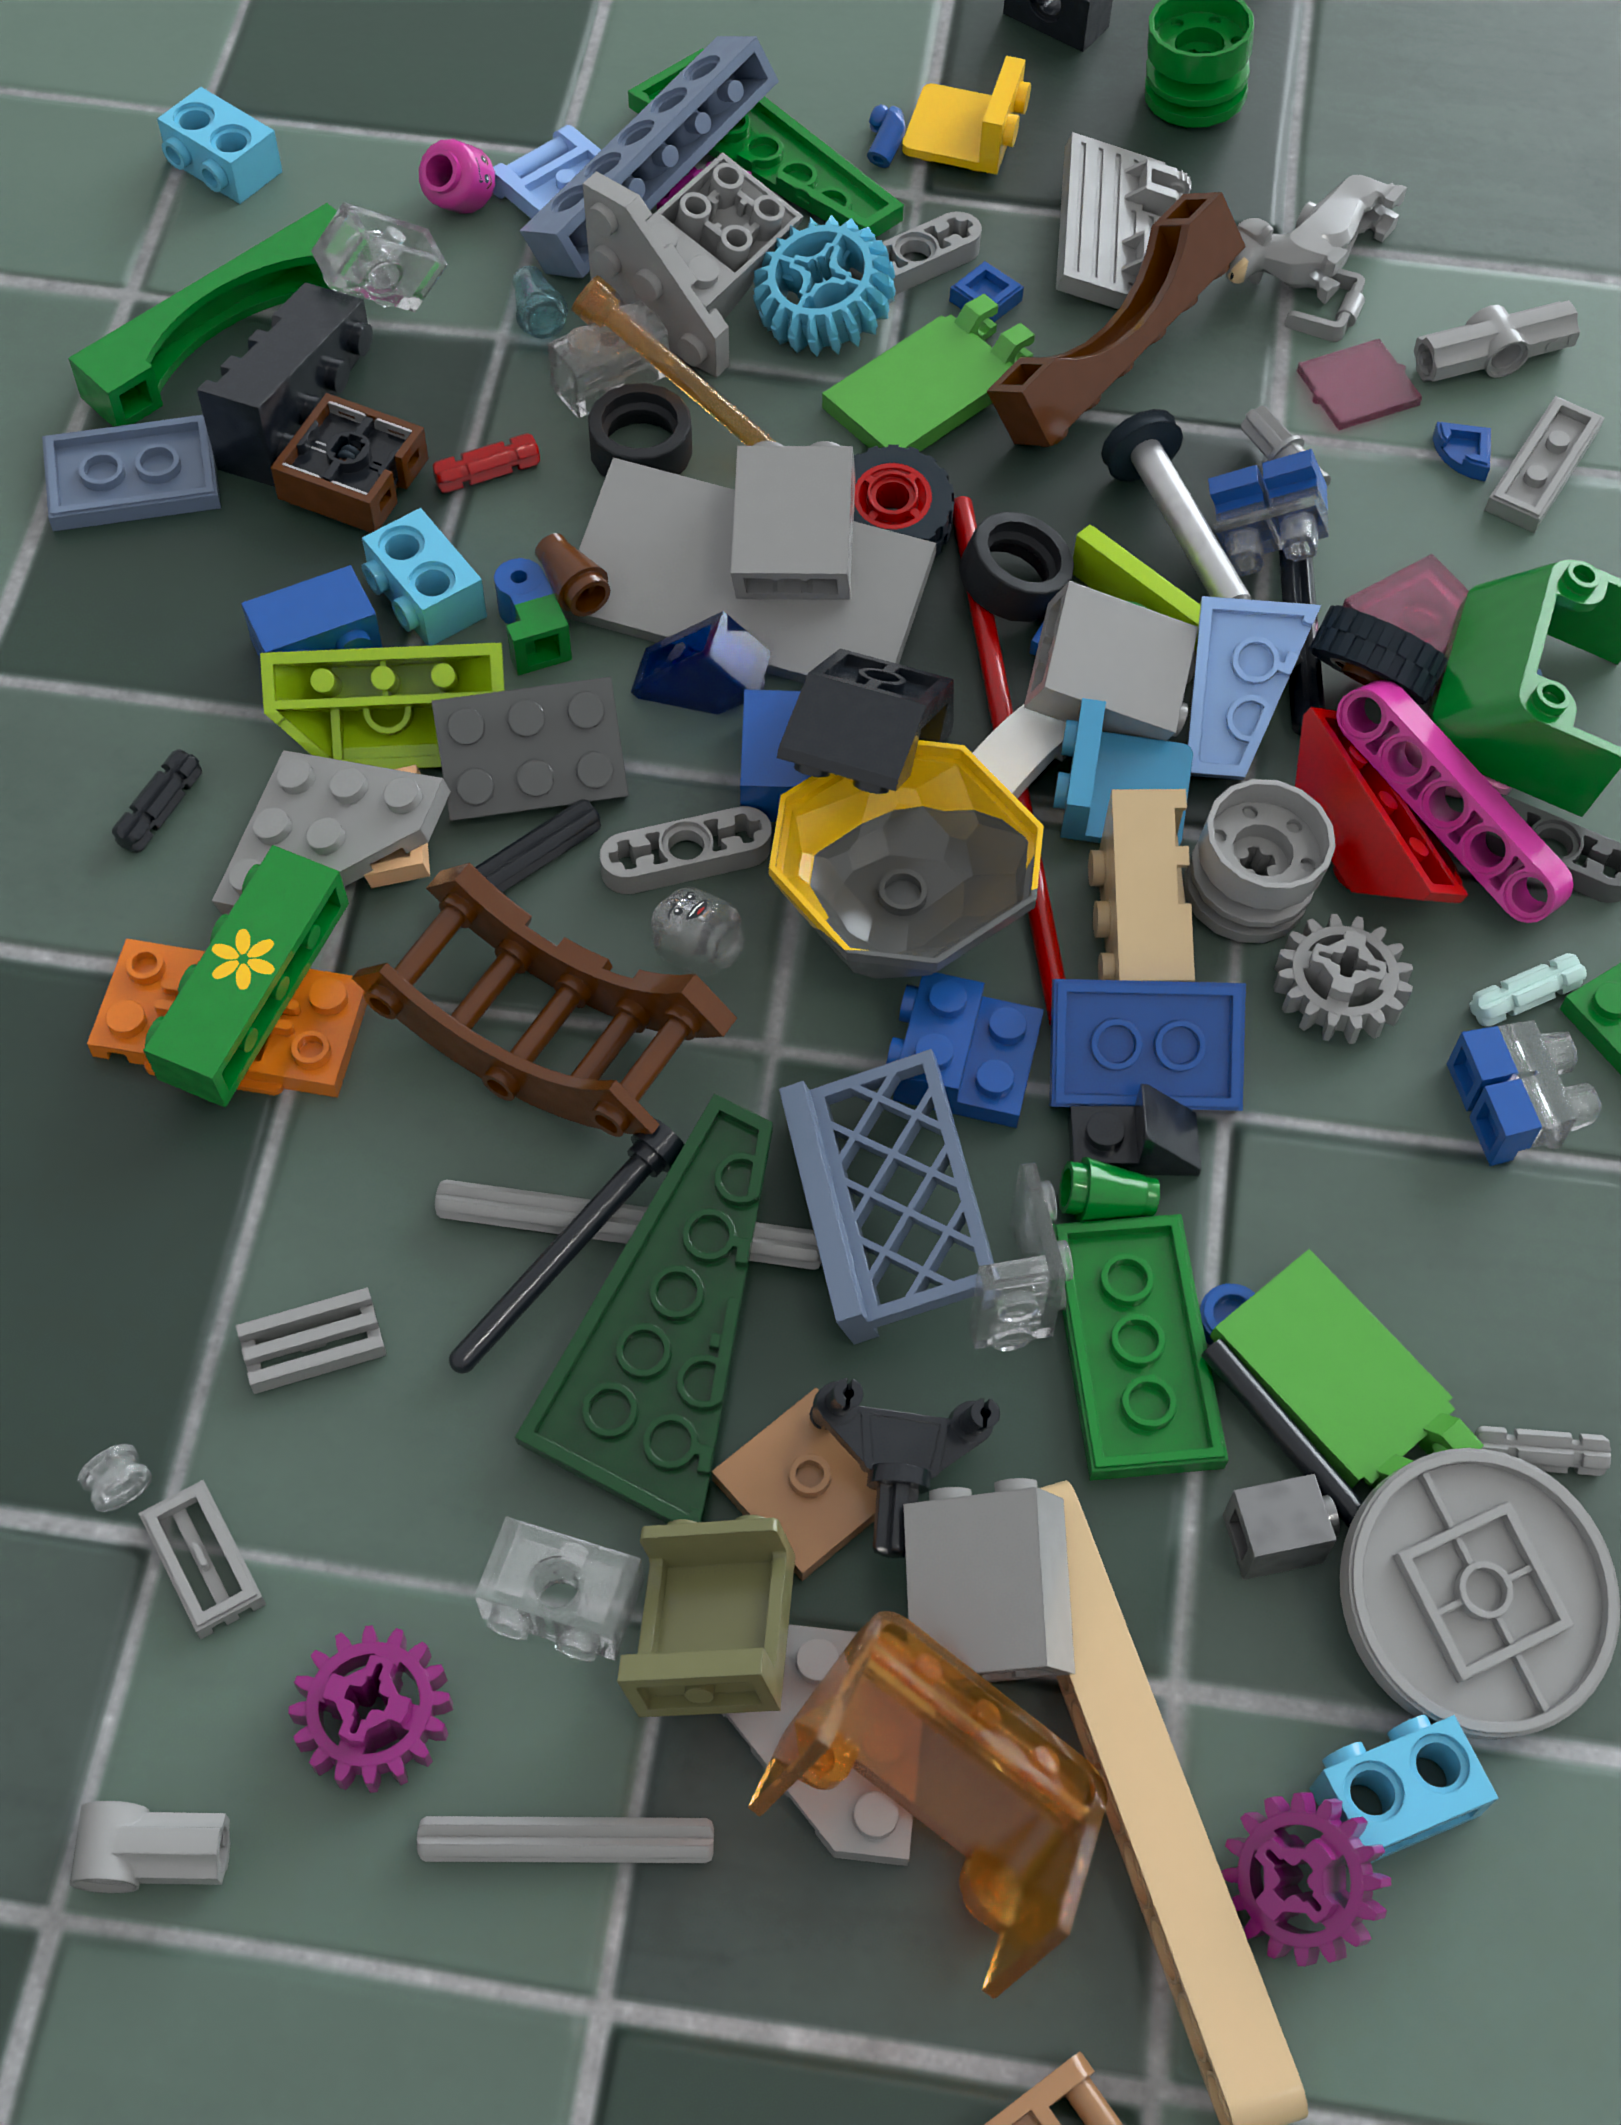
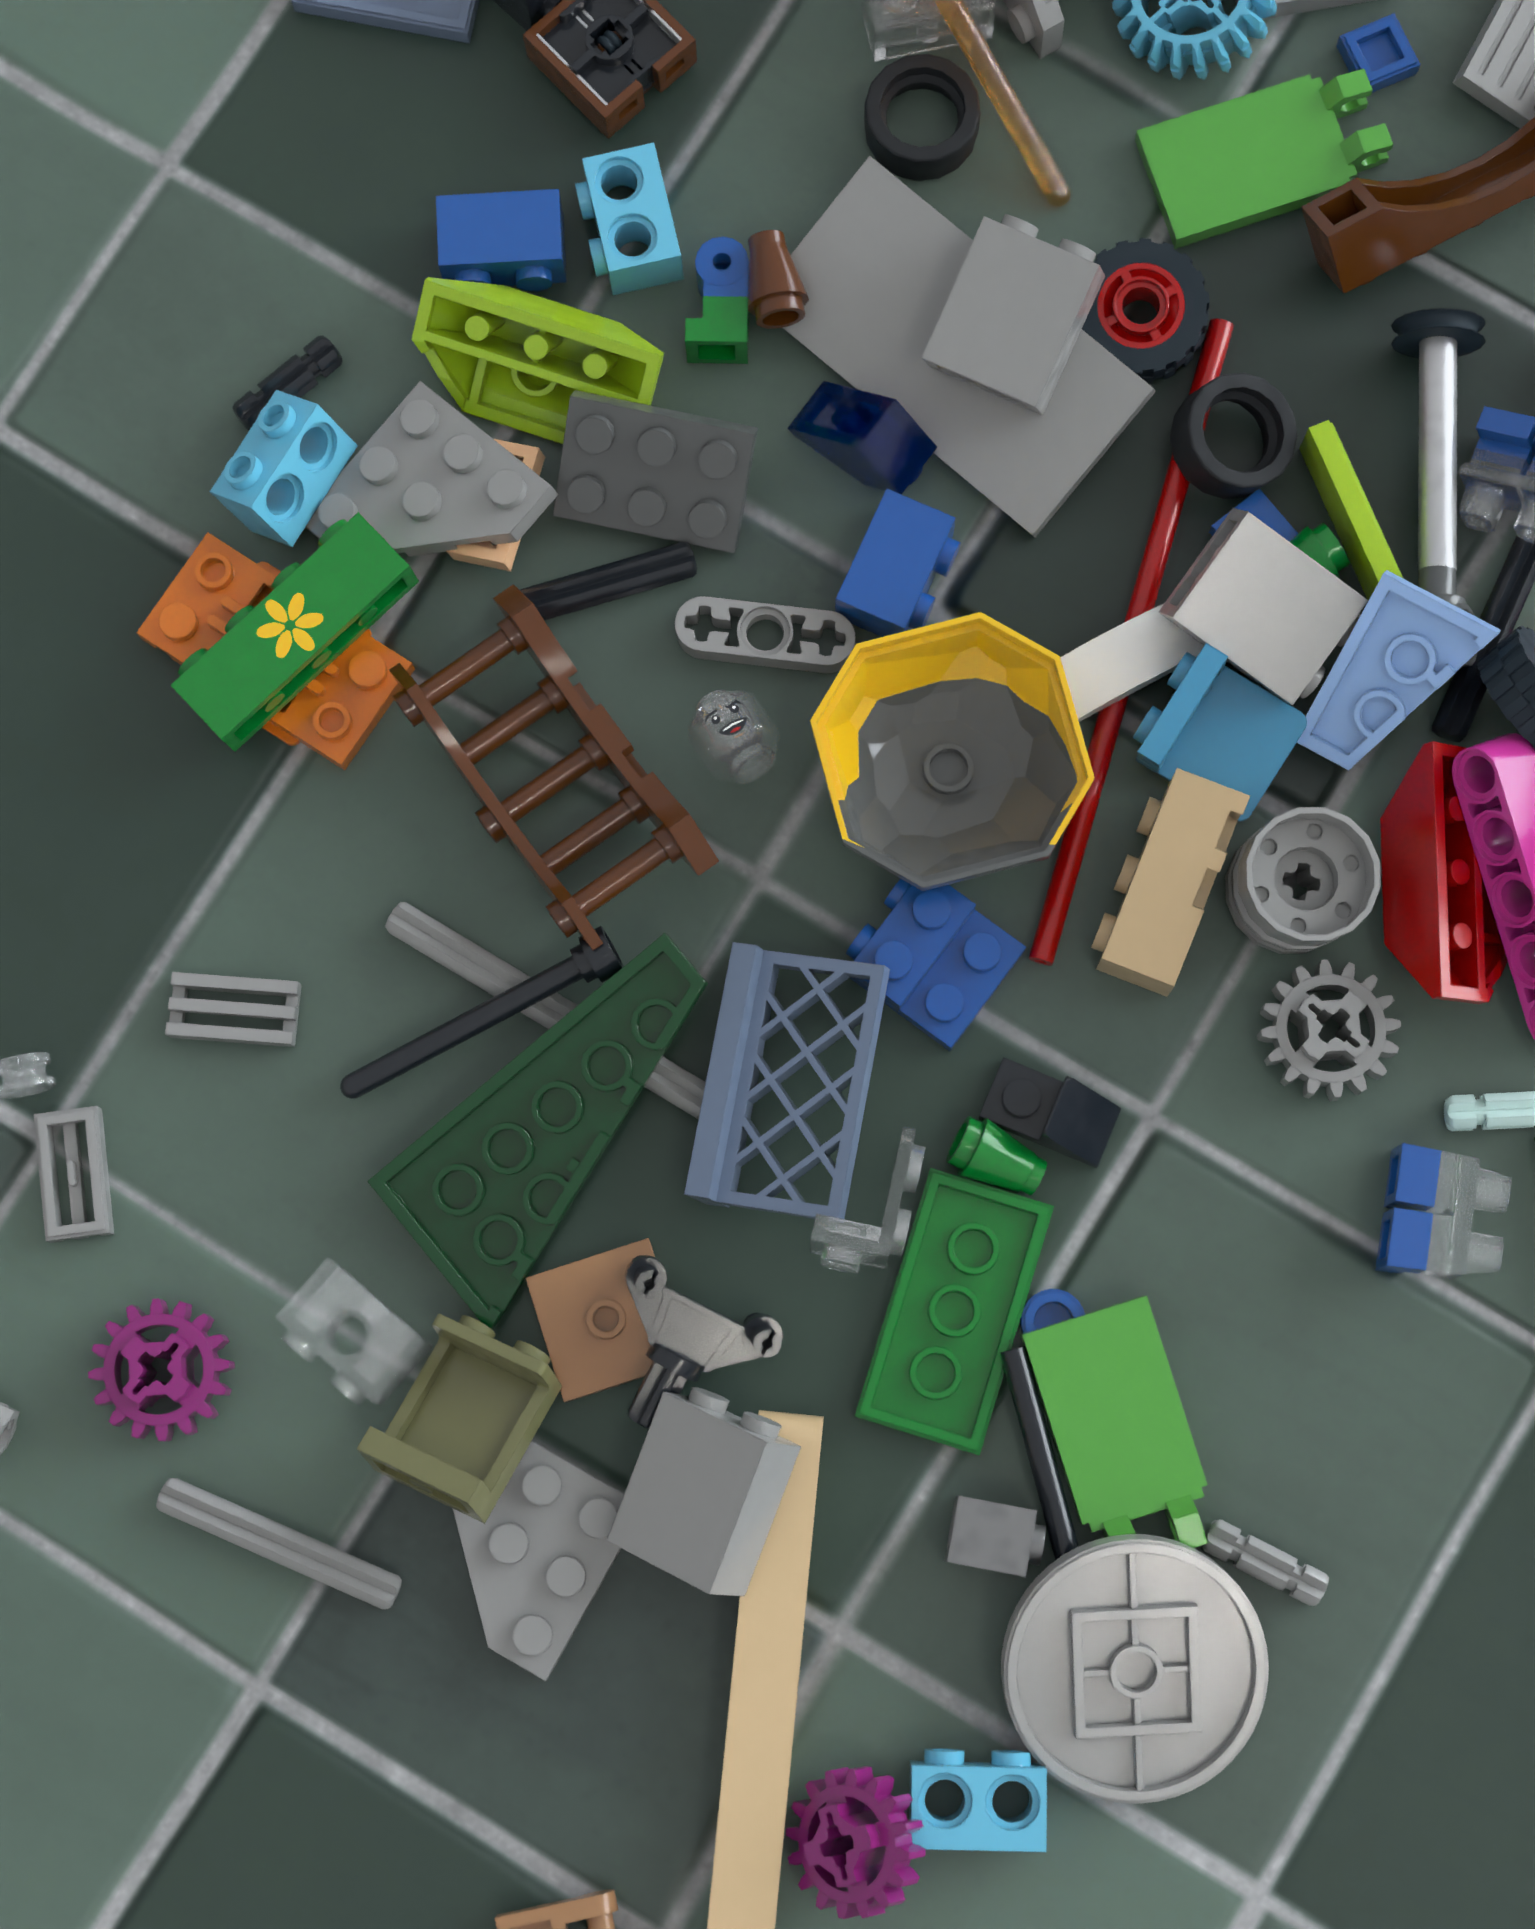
camera: 30 degrees right, 20 degrees up
(182, 855) = (284, 468): none -> medium azure brick
(486, 463) = (752, 90): red axle -> none
(866, 720) = (974, 591): black slope -> none
(963, 1767) = (619, 1630): clear orange windscreen -> none
(1147, 1032) = (1102, 1027): blue tile -> none

